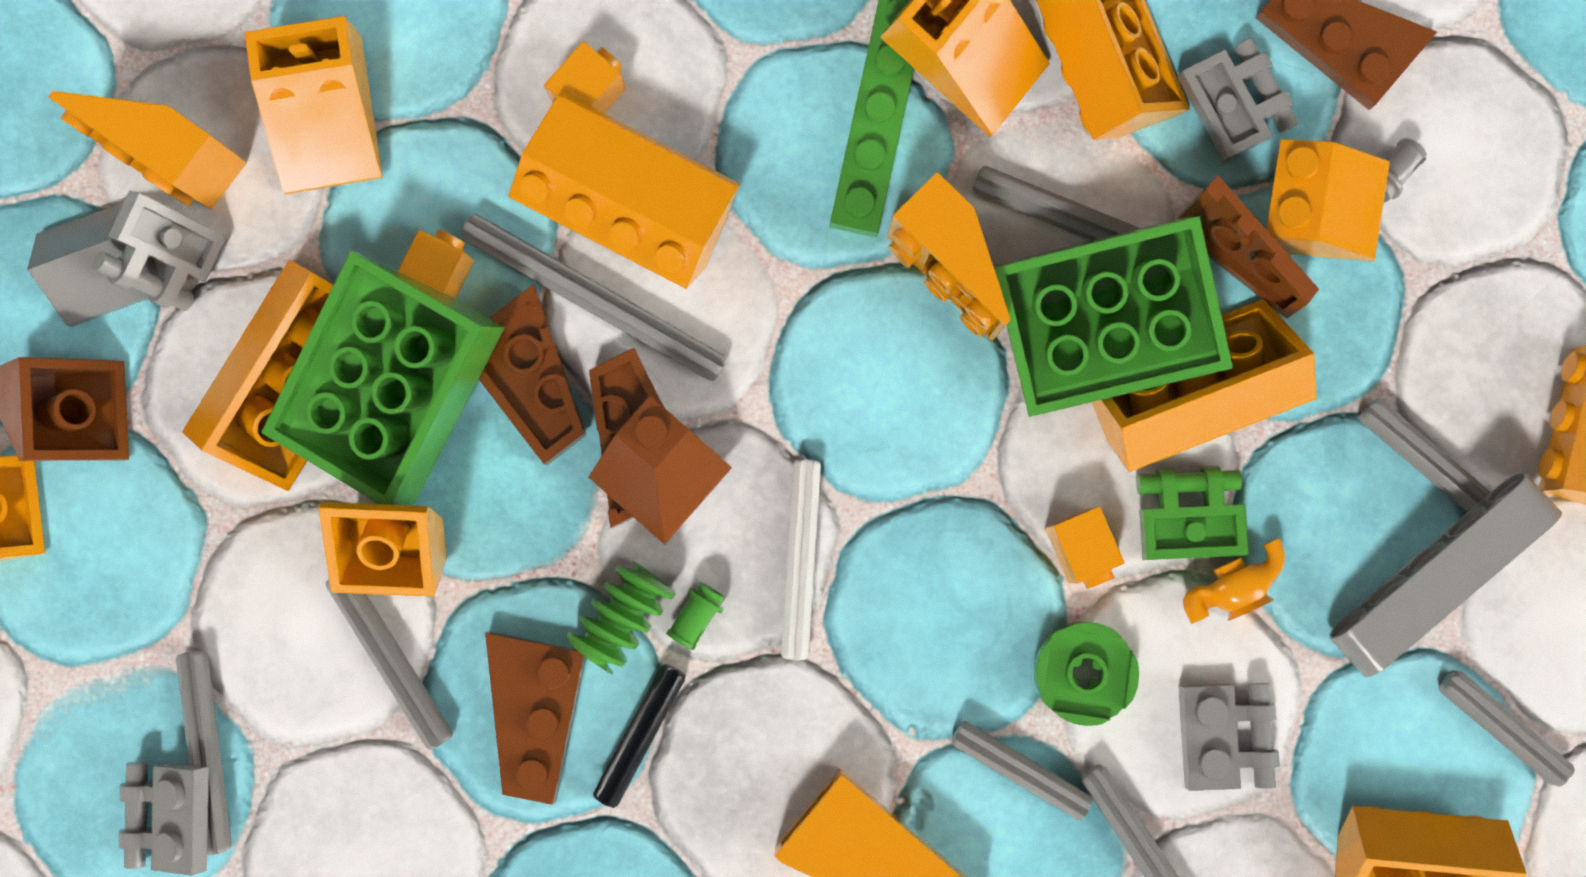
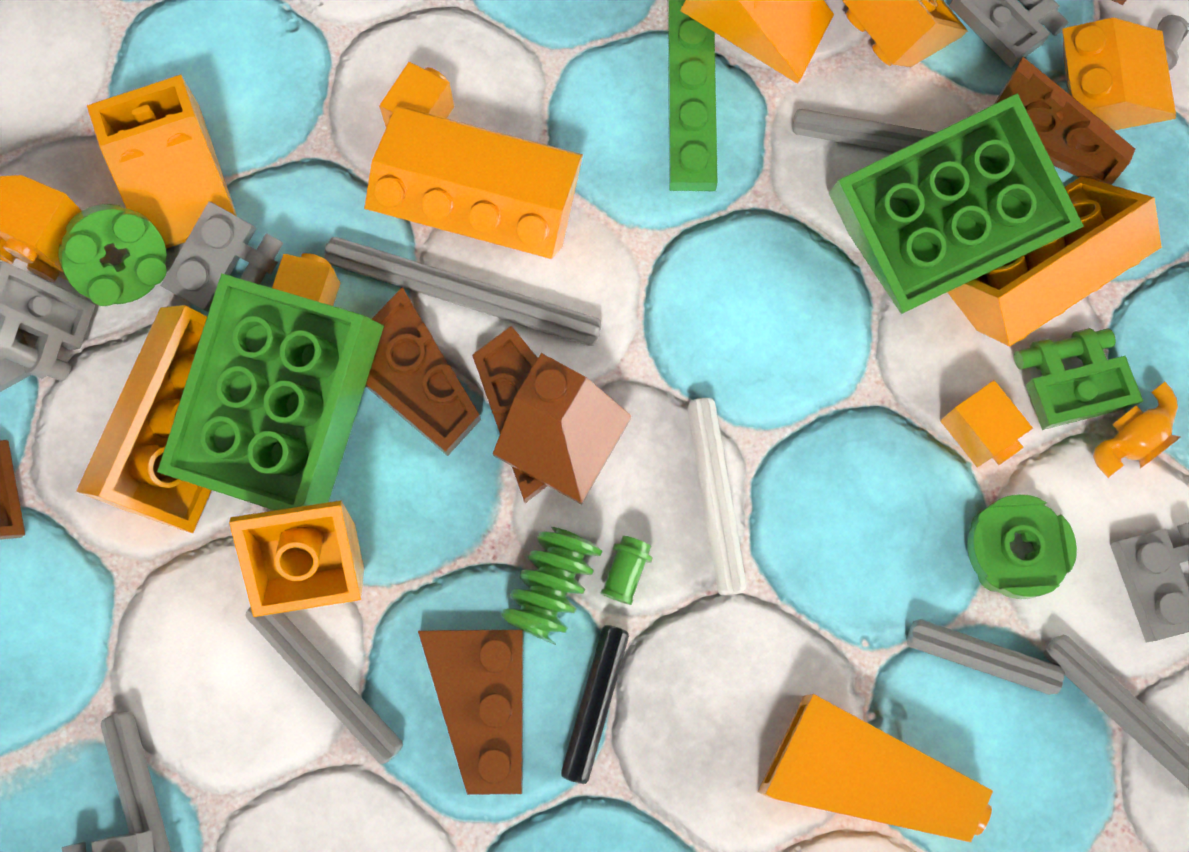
camera: 15 degrees left, 10 degrees down
(249, 222) = (85, 244): none -> bright green plate
(347, 212) = (215, 249): none -> light grey plate
(946, 243) = (795, 182): light orange slope -> none

